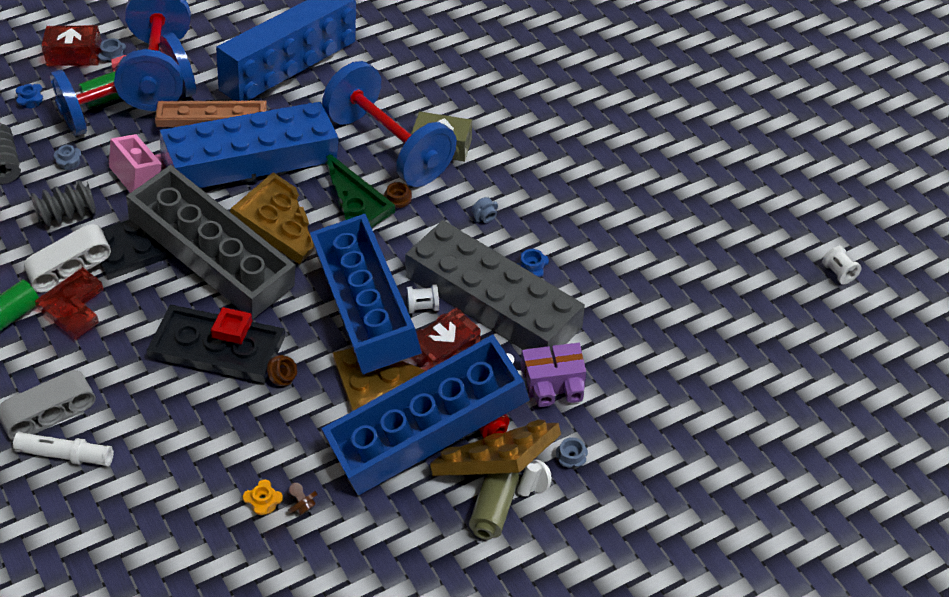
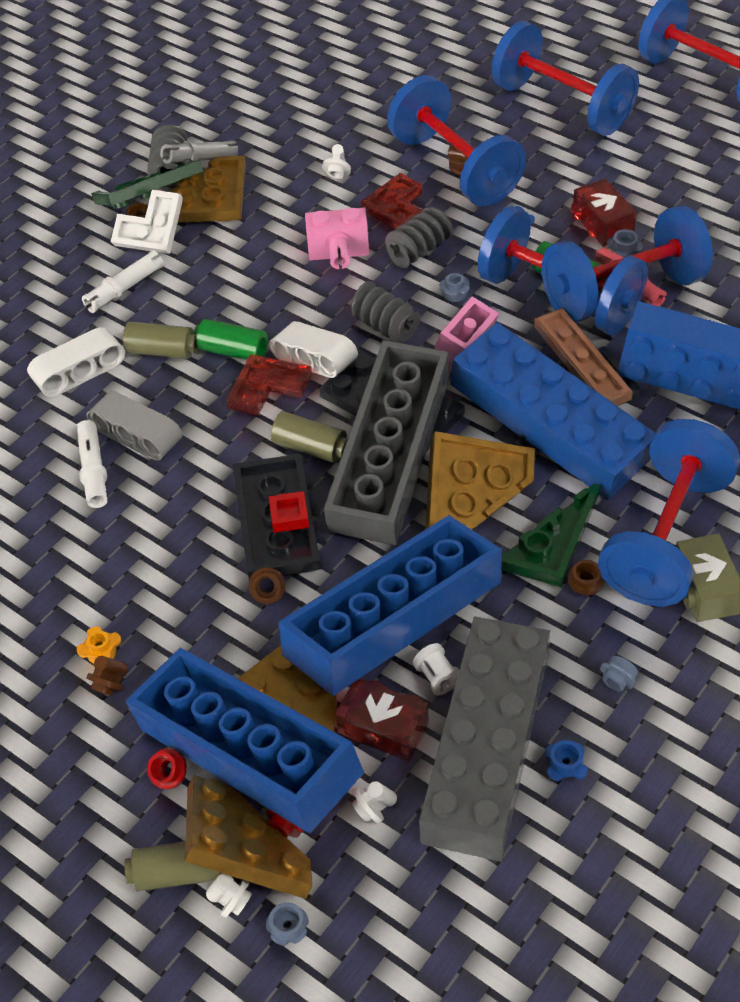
camera: 70 degrees right, 0 degrees up
(155, 294) = (309, 436): none -> olive brick
(418, 484) = (157, 768): none -> red plate
(554, 373) = (397, 851): medium lavender hips -> none

